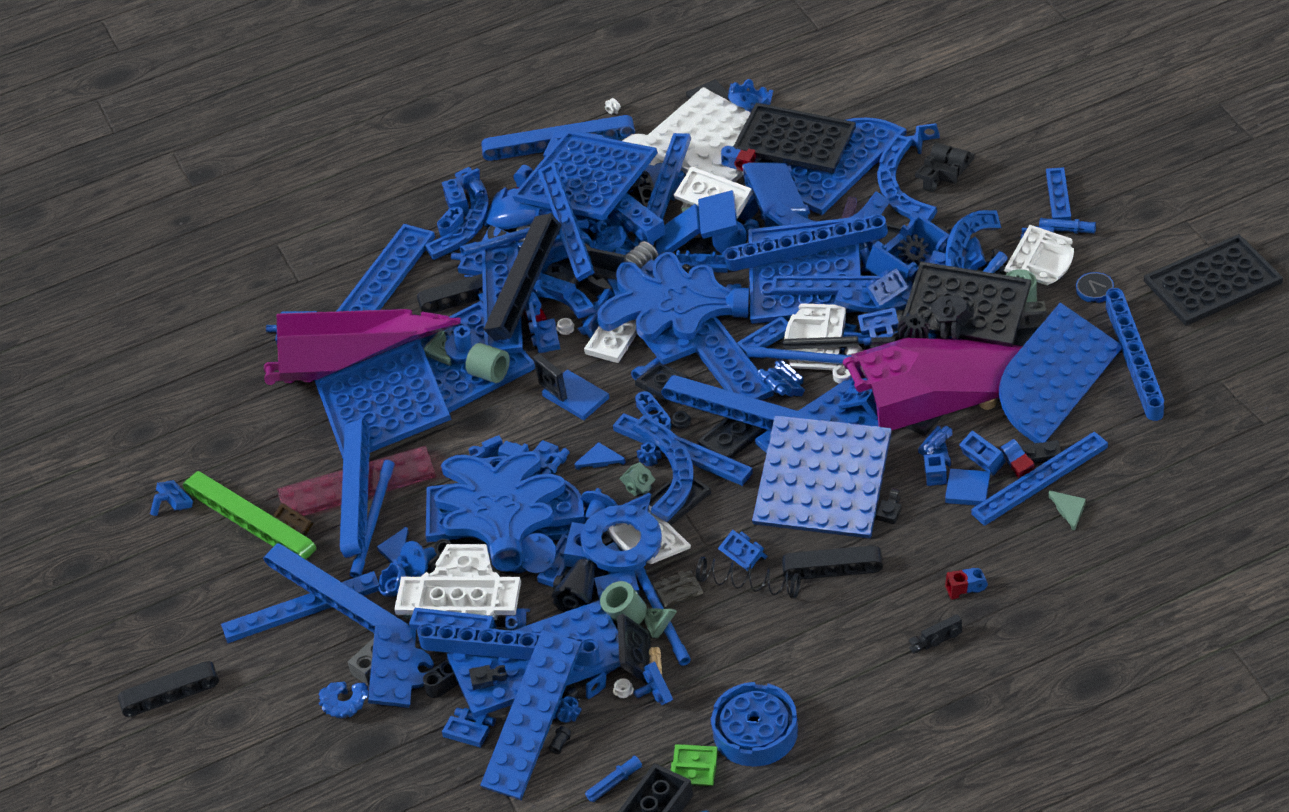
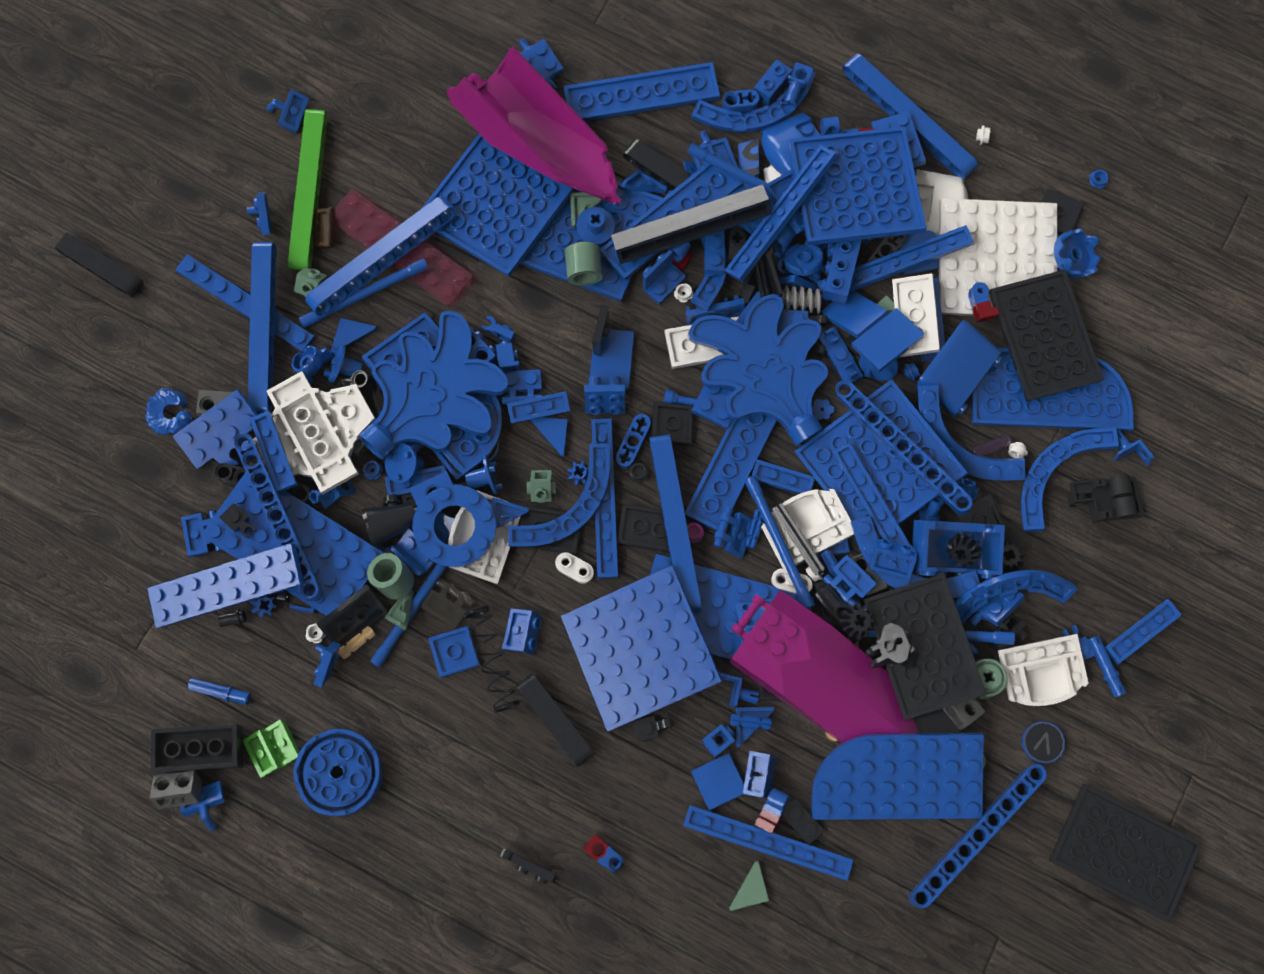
camera: 45 degrees right, 30 degrees up
(241, 549) = (262, 208): none -> blue plate
(323, 548) = (308, 280): none -> sand green brick
(453, 308) = (644, 182): none -> blue tile
(525, 586) = (372, 465): none -> blue plate
(572, 452) = (538, 407): none -> blue plate
(604, 405) = (604, 398): none -> blue plate
(705, 63) = (1100, 174): none -> blue plate
(720, 605) = (454, 652): none -> blue tile
(721, 496) = (573, 568): none -> white plate
(863, 197) = (1017, 450): none -> white plate
(907, 440) = (739, 692): none -> blue bracket

